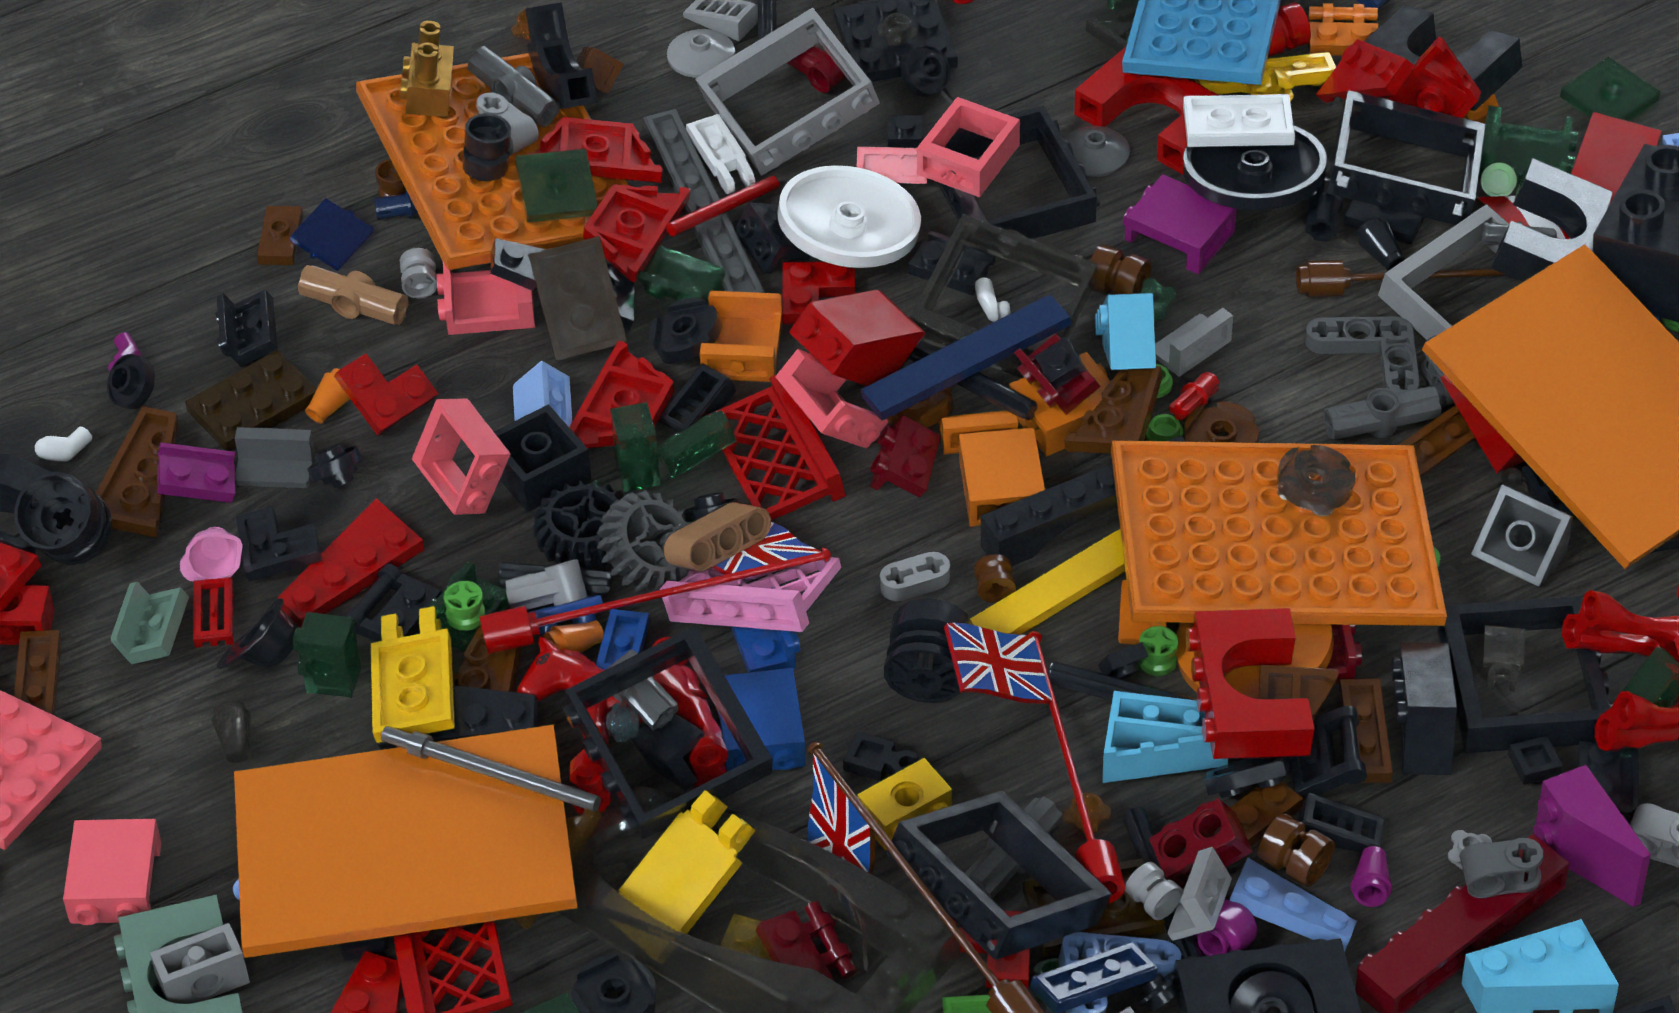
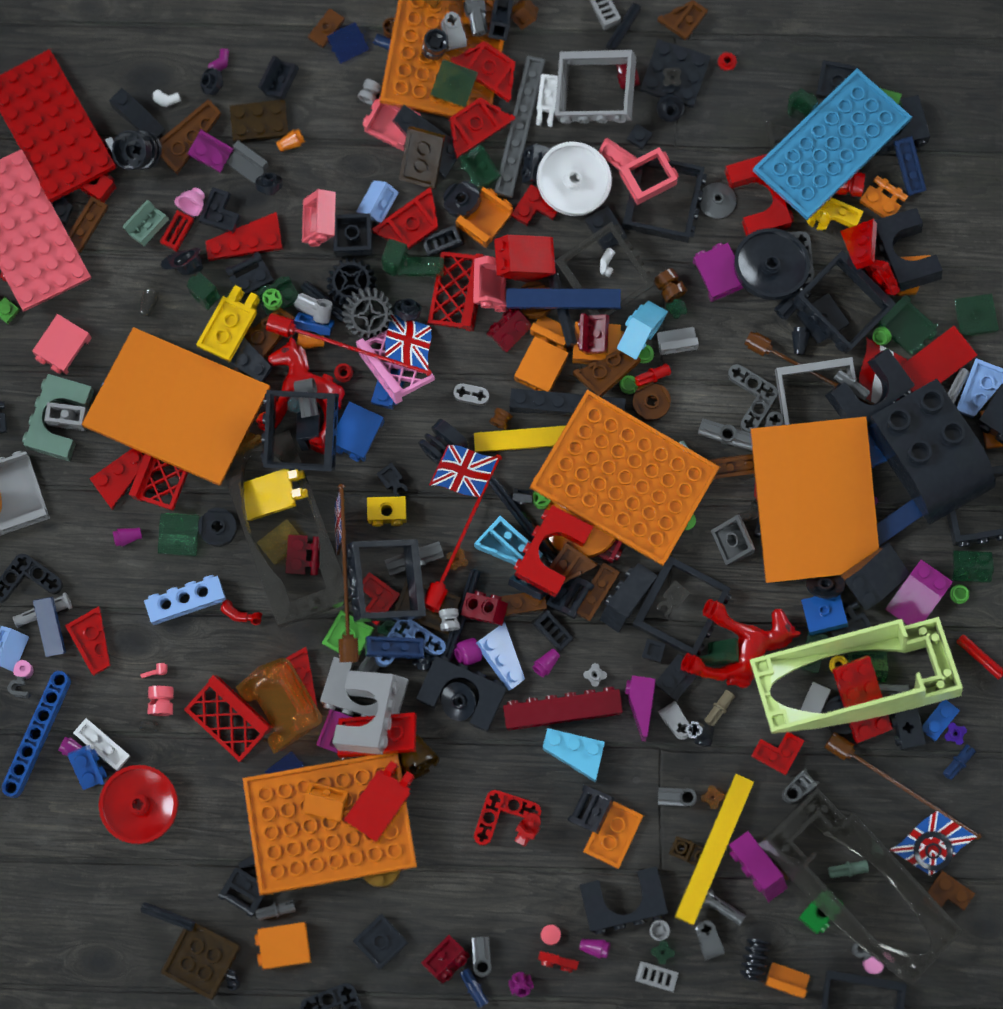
camera: 35 degrees right, 30 degrees up
(353, 294) = (334, 87): medium nougat piece -> none
(383, 401) = (310, 159): red plate -> none
(422, 746) = (209, 365): dark grey bar -> none
(623, 633) = (327, 357): blue plate -> none
(699, 51) = (581, 35): light grey dish -> none
(717, 536) = (395, 330): medium nougat beam -> none
(723, 205) = (525, 135): red bar -> none
(1060, 363) = (596, 332): black plate -> none
(1201, 896) = (464, 636): light grey panel -> none
(1238, 120) = (782, 234): white tile -> none
(1301, 852) = (522, 626): reddish brown wheel -> none
(1318, 496) = (656, 475): clear smoke plate -> none
(1499, 870) = (585, 699): dark grey piece -> none

